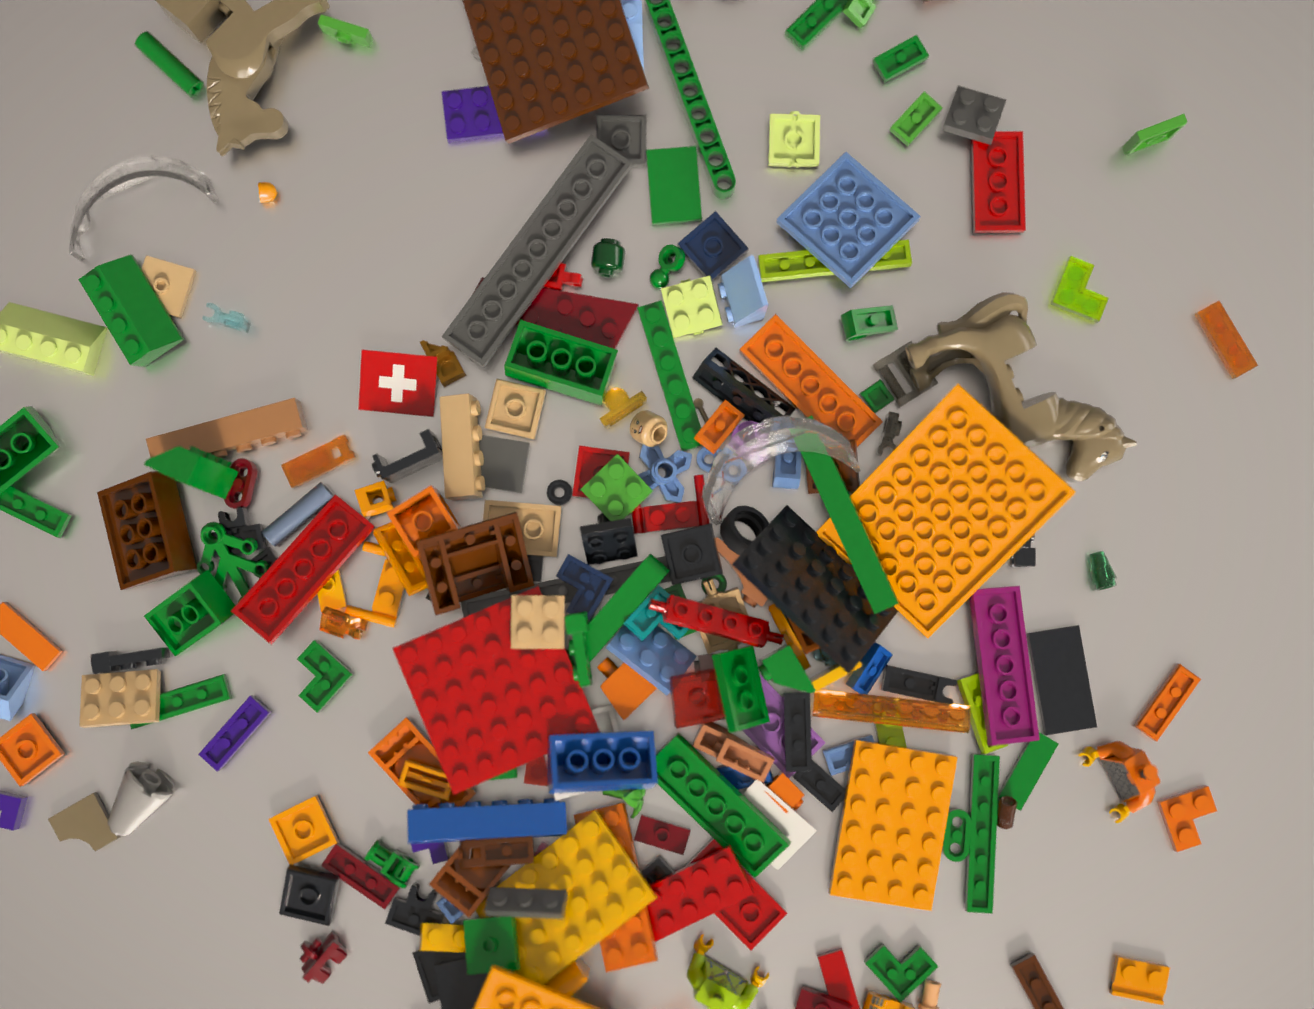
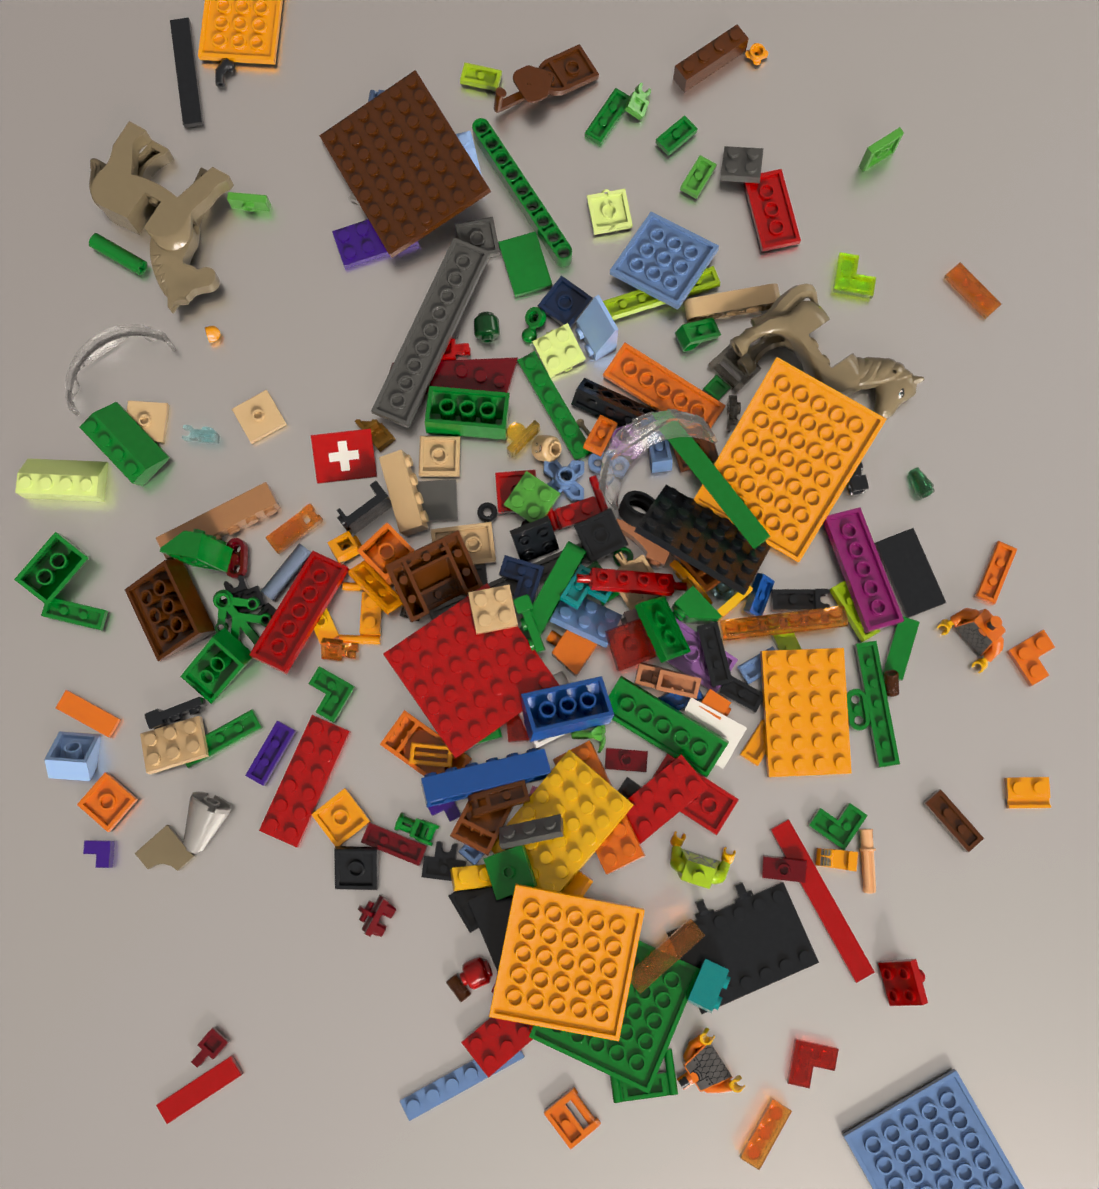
camera: 10 degrees left, 5 degrees down
(269, 775) = (304, 781): none -> red plate
(303, 310) = (259, 416): none -> tan plate
(822, 852) = (755, 746): none -> light orange tile
(920, 292) = (731, 303): none -> tan beam

